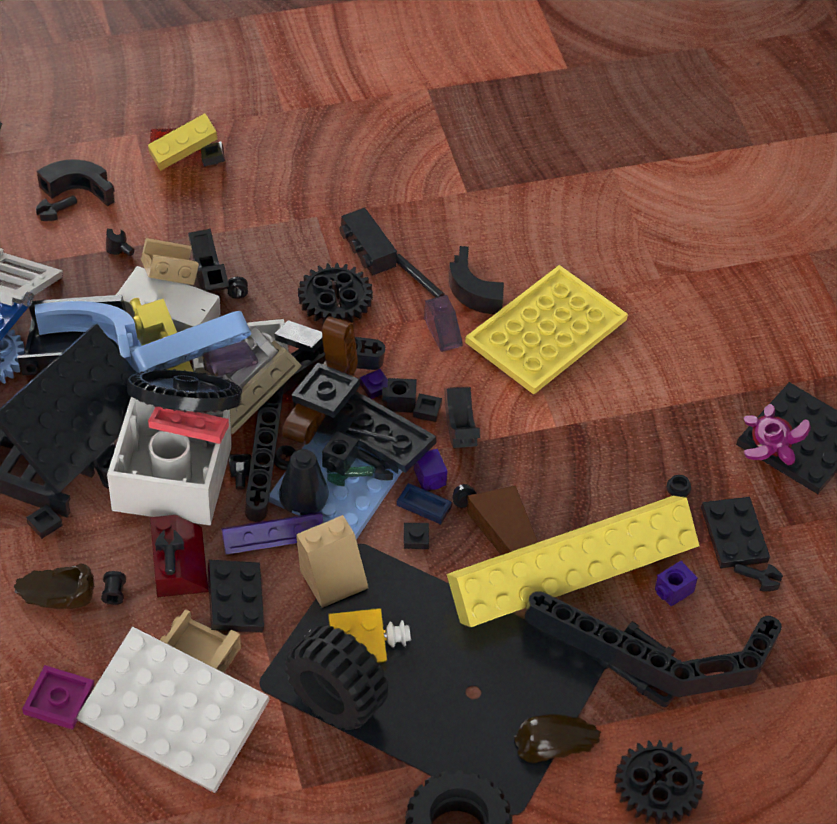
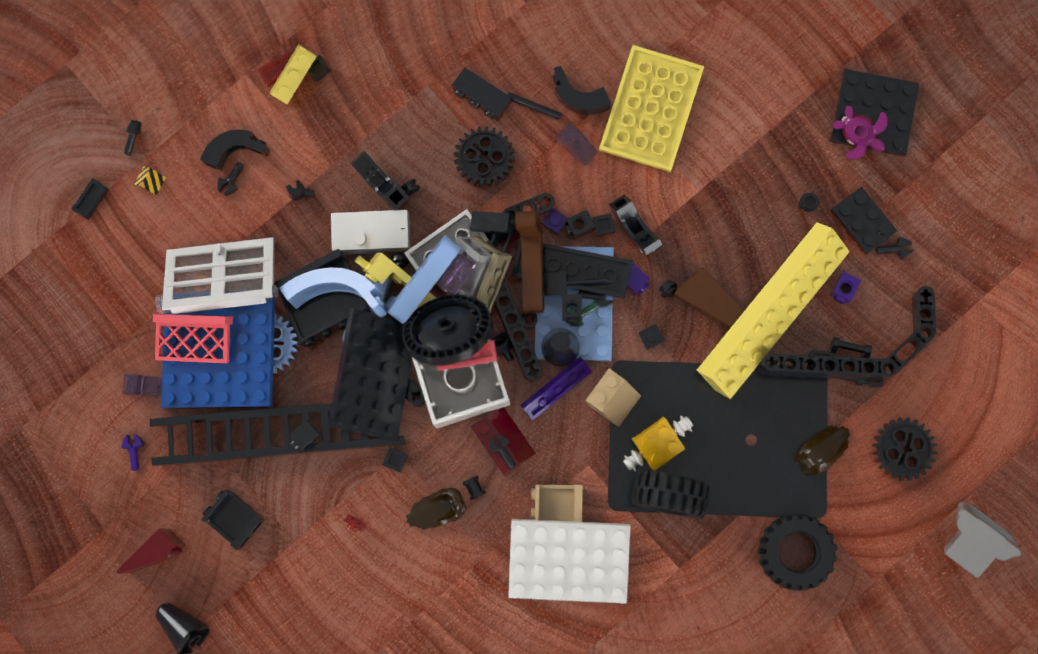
camera: 15 degrees left, 30 degrees up
(58, 697) = (488, 588): magenta plate -> none
(169, 261) = (351, 198): tan panel -> none
(235, 596) = (558, 451): black plate -> none
(326, 390) = (539, 267): black plate -> none
(424, 503) = (642, 307): dark blue tile -> none

